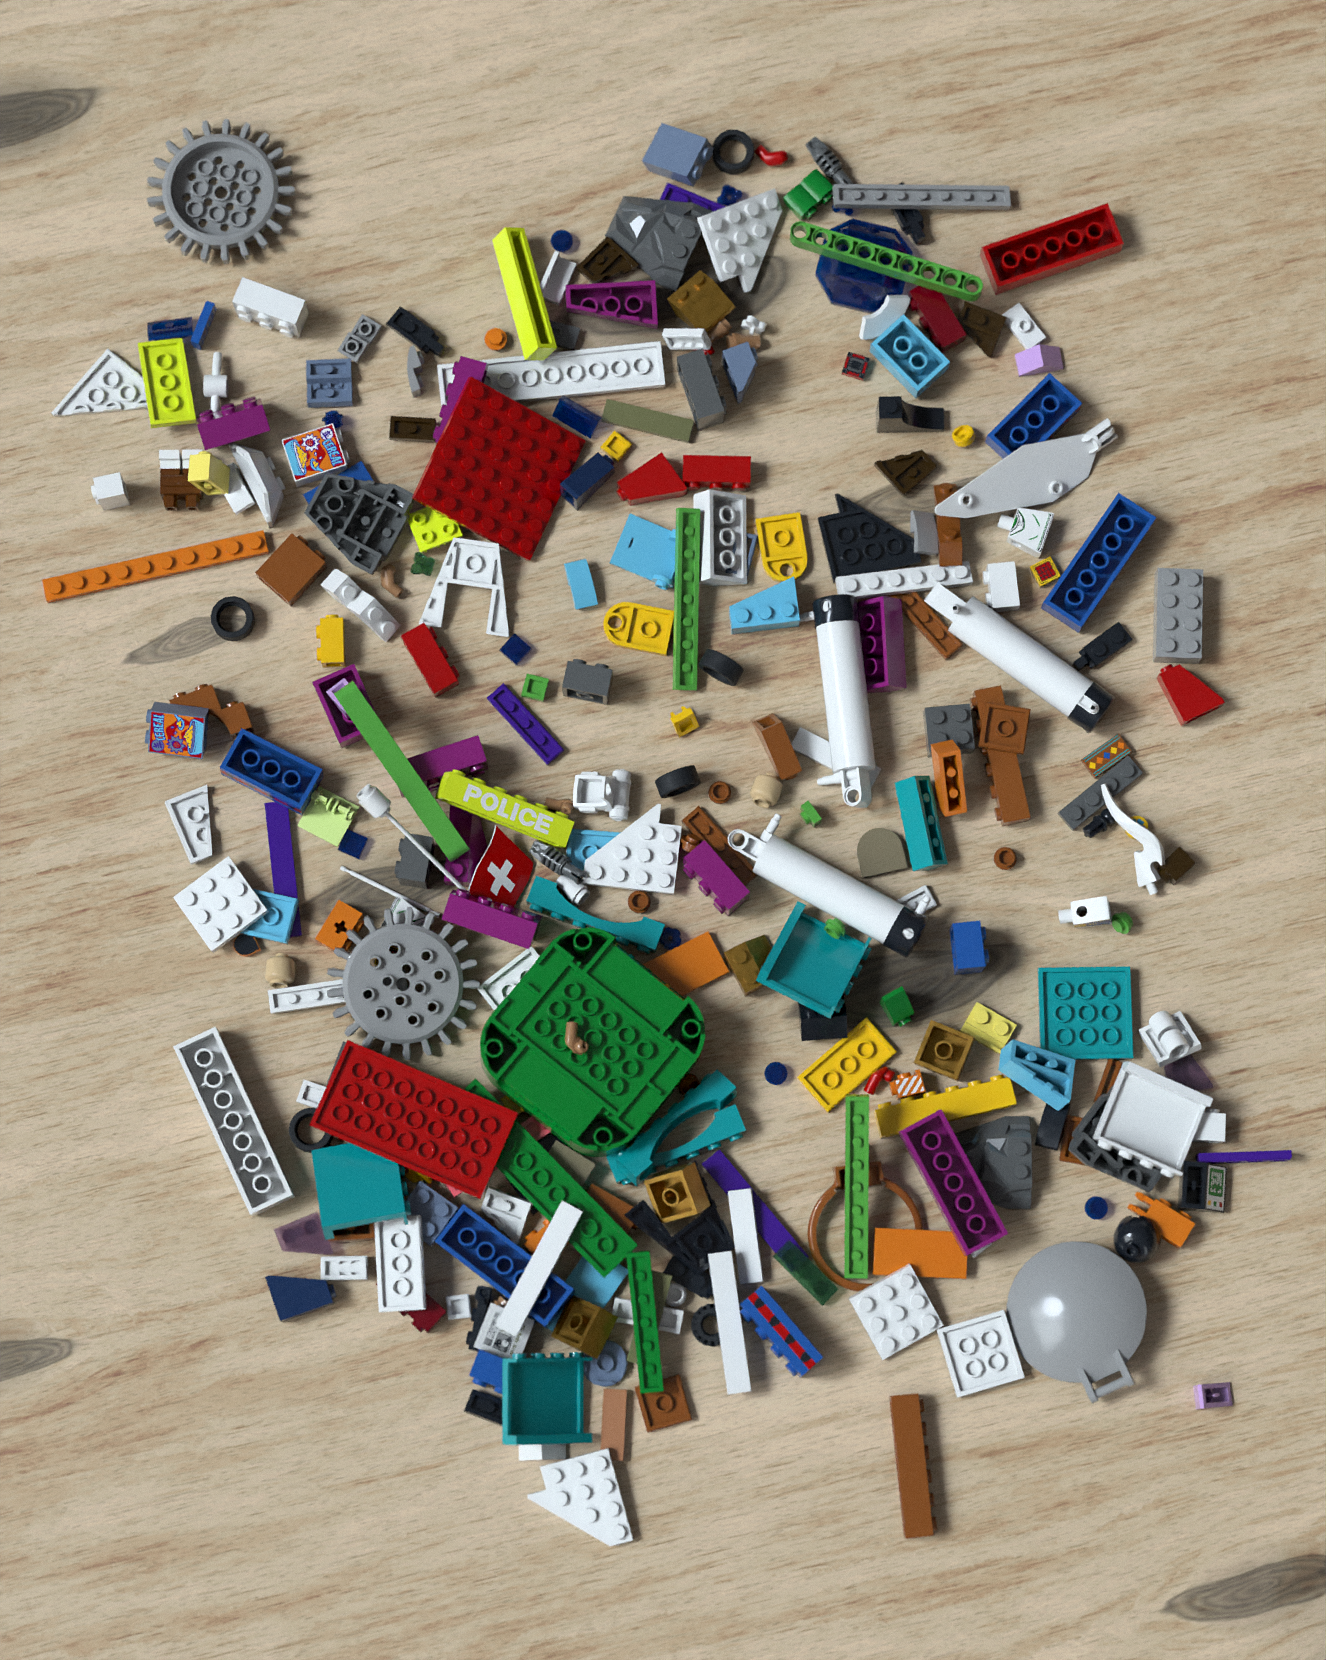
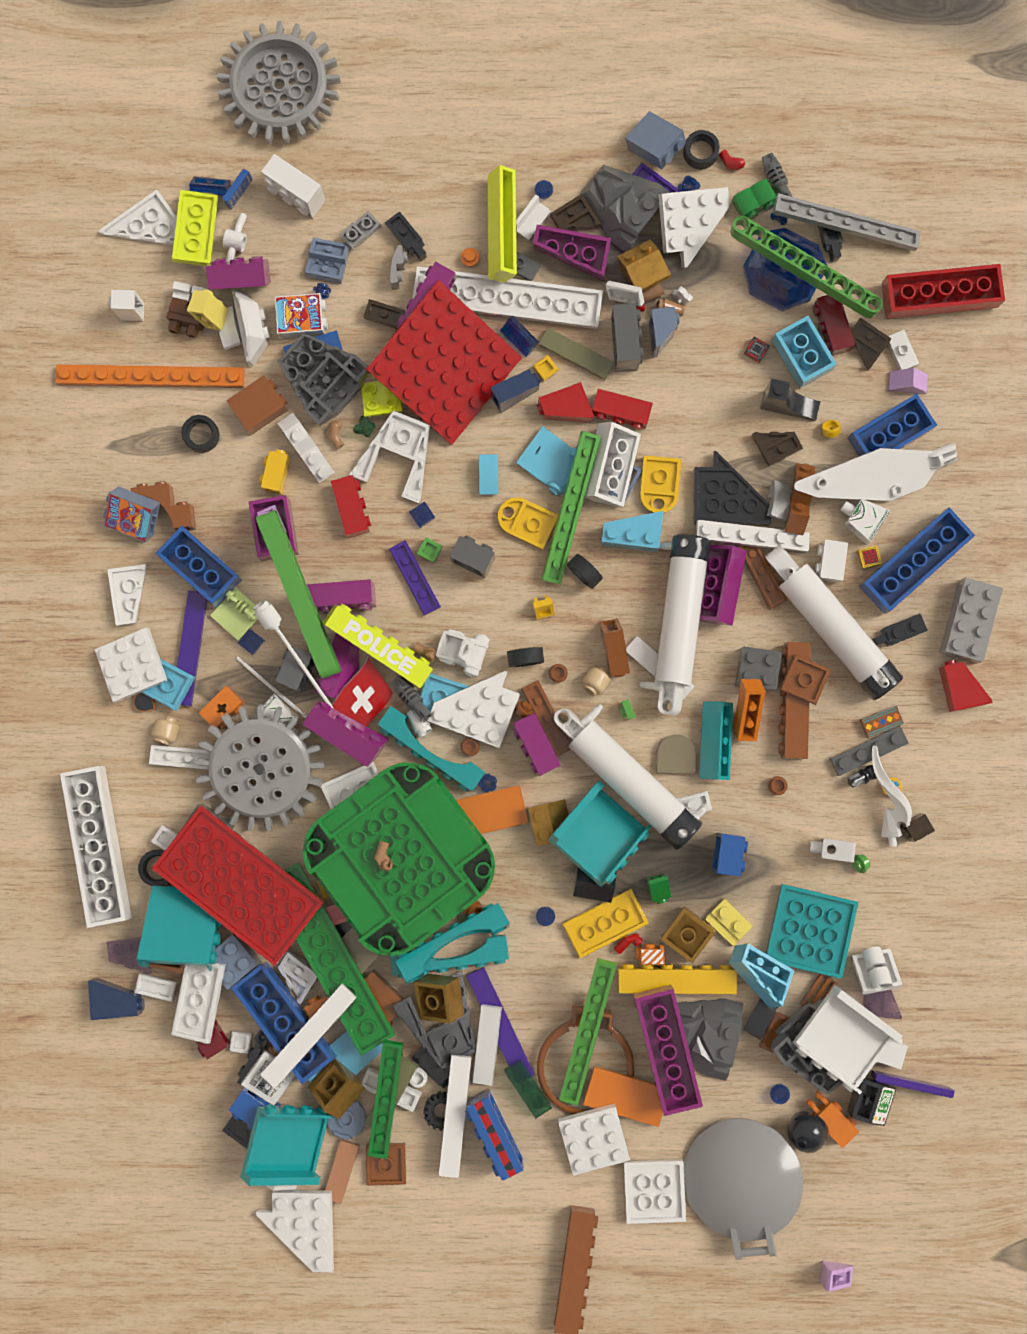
camera: 20 degrees right, 5 degrees up
(835, 928) = (623, 810): bright green plate -> none
(876, 323) = (783, 318): white tile -> none

